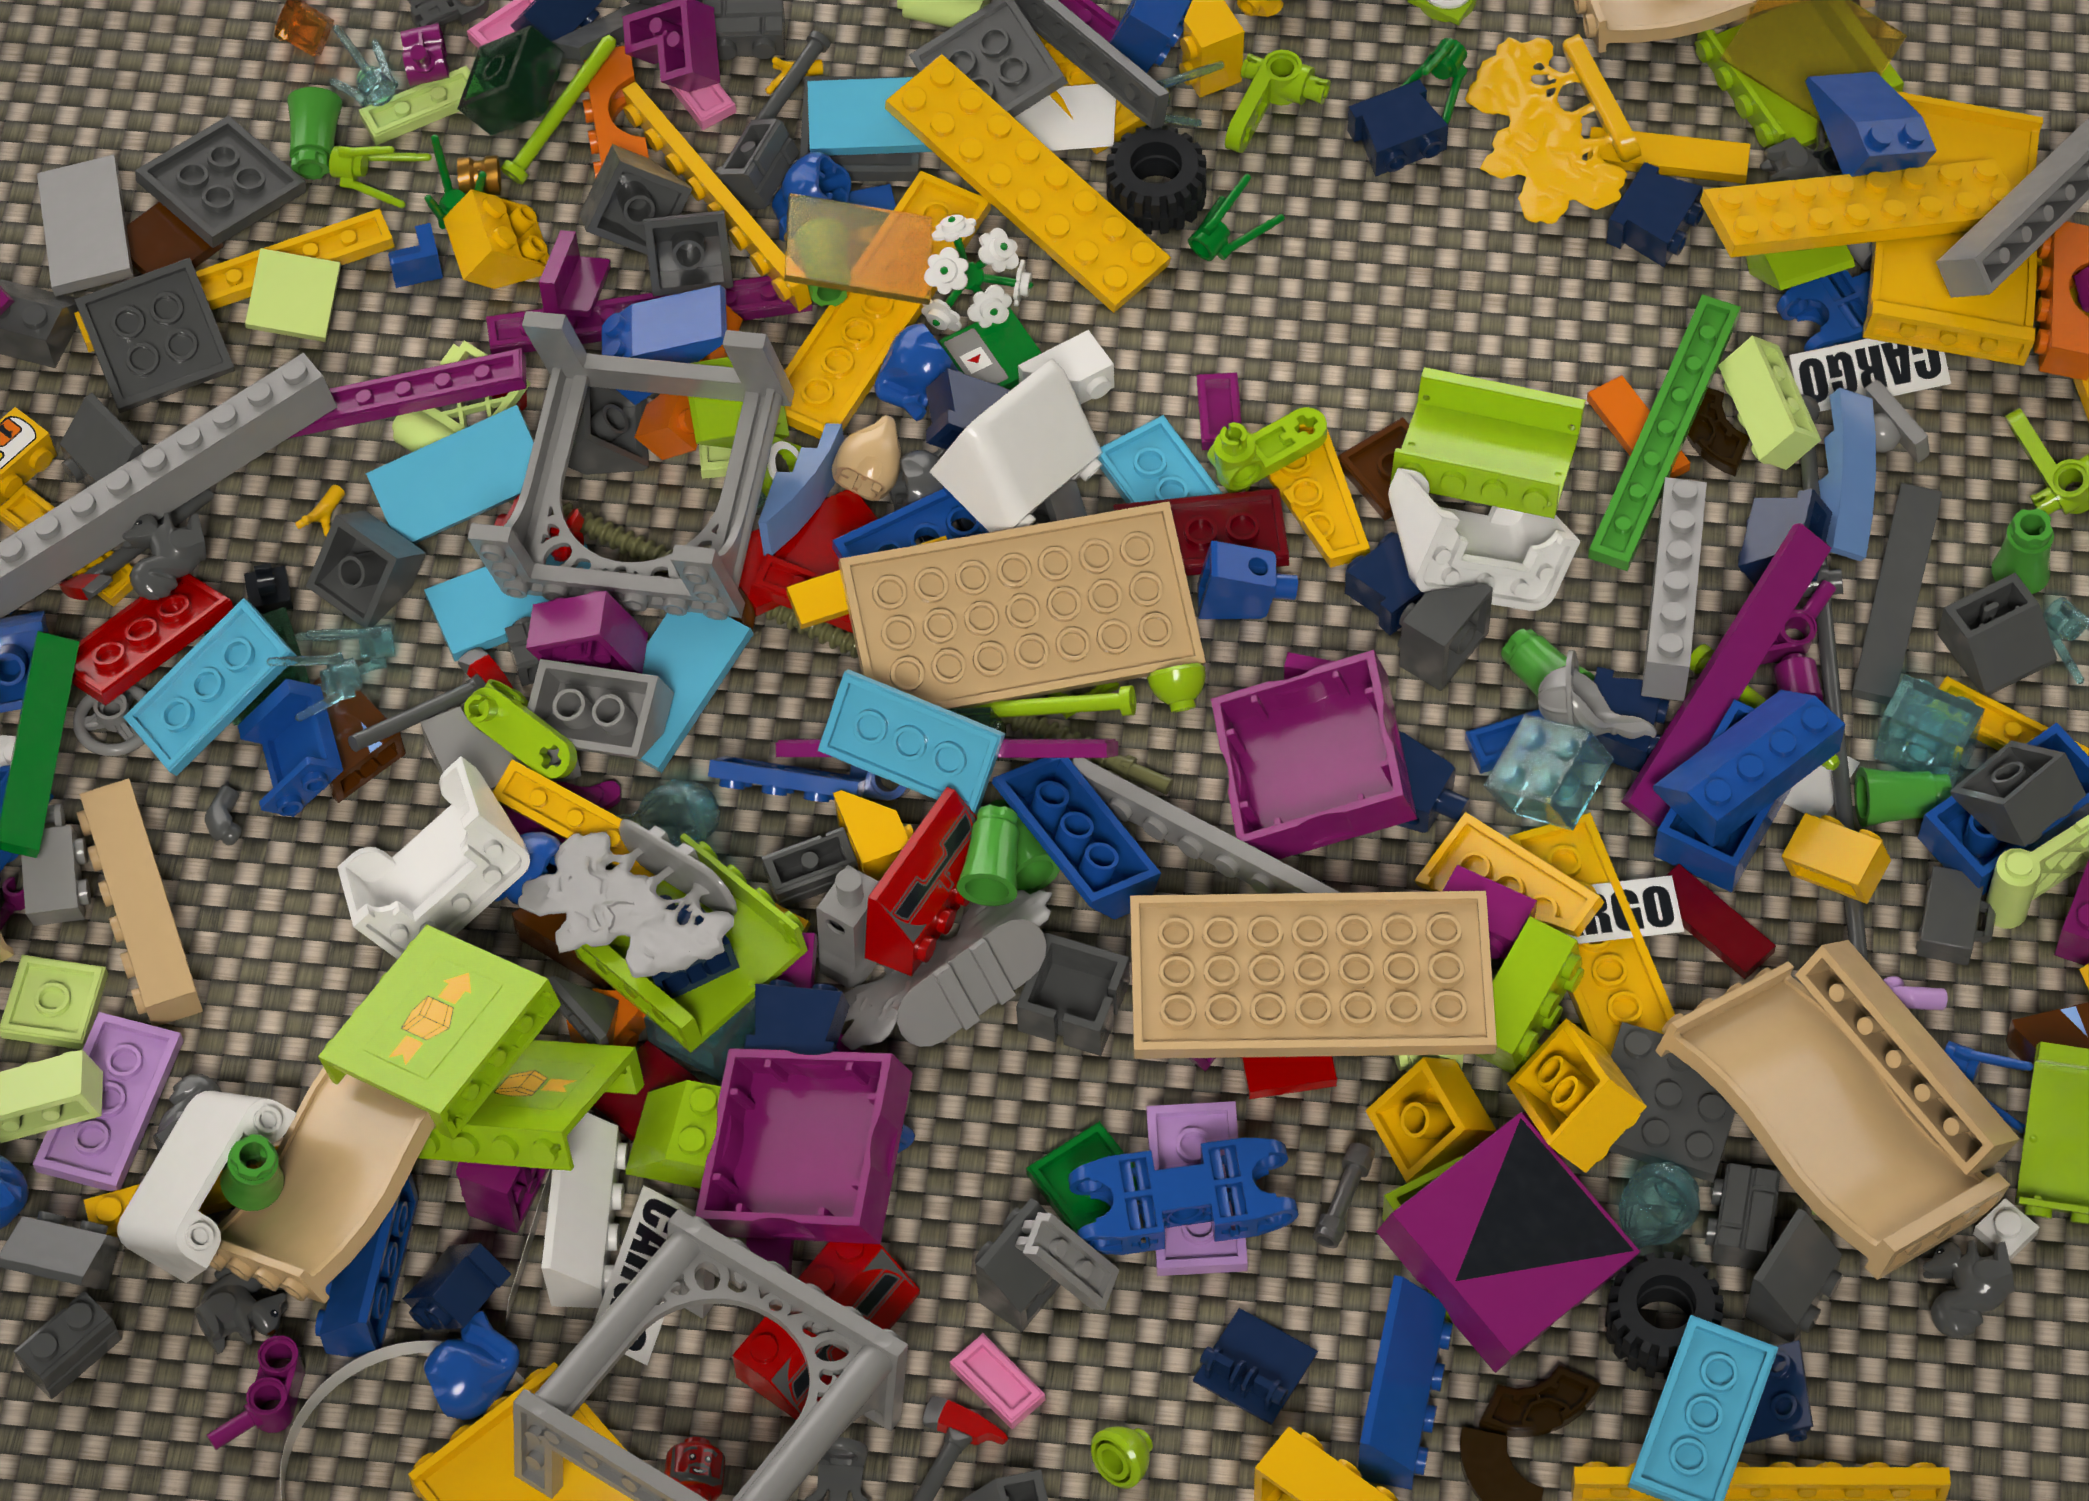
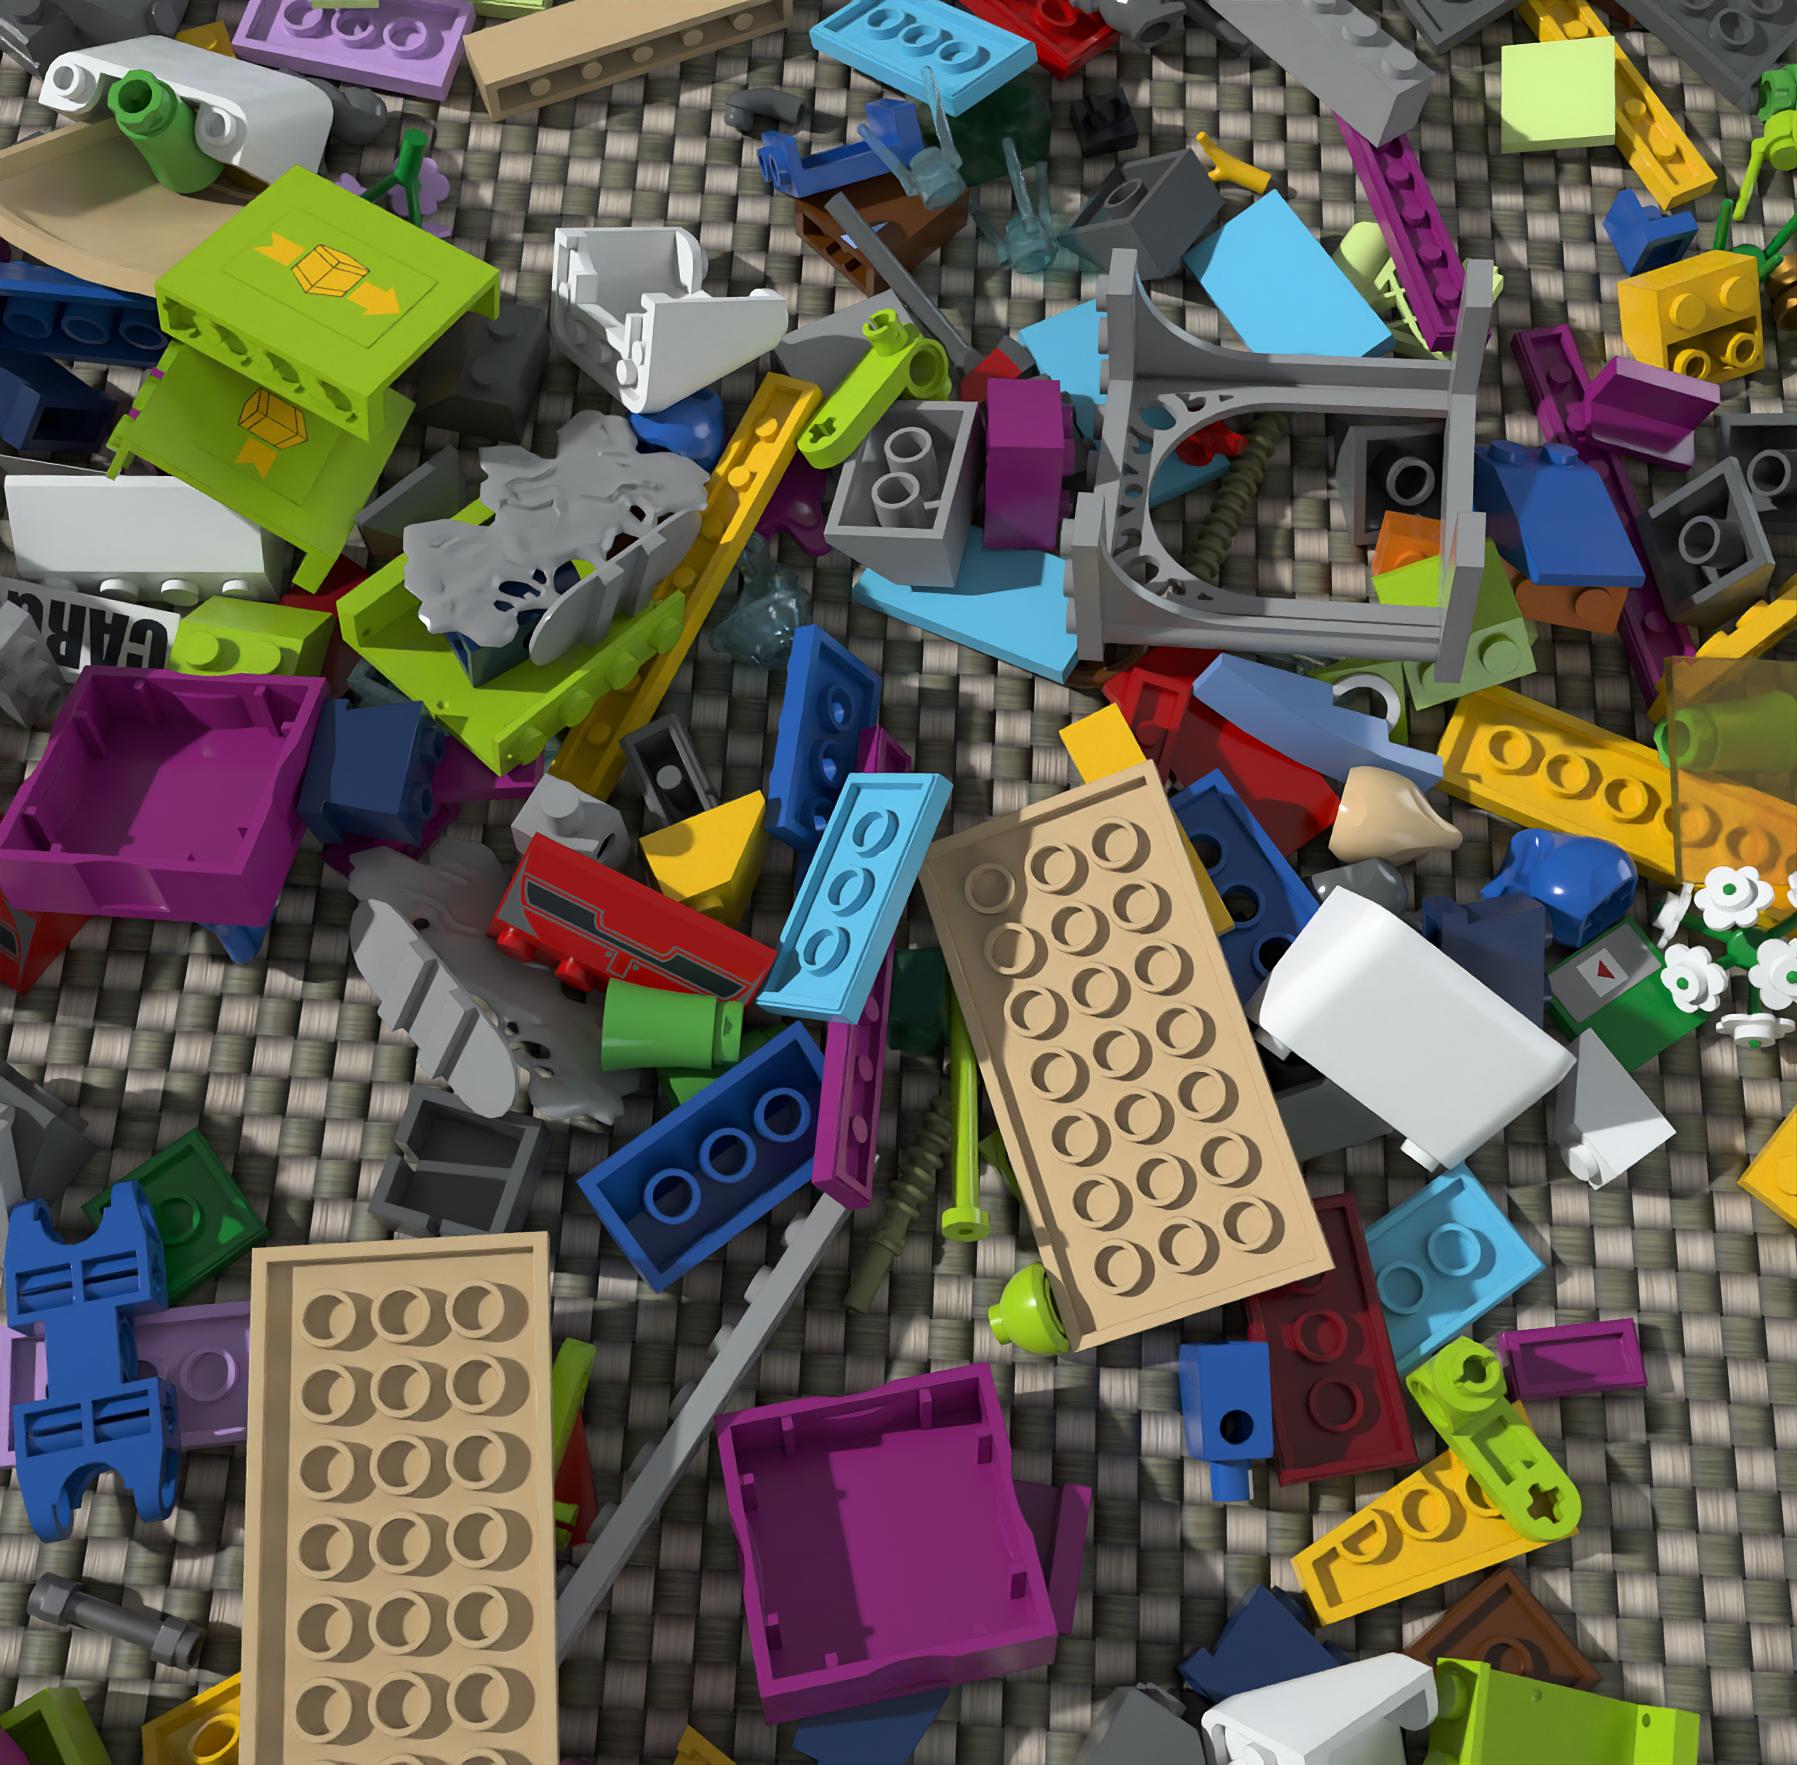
camera: 80 degrees right, 10 degrees up
(272, 1054) = (412, 184): none -> plant

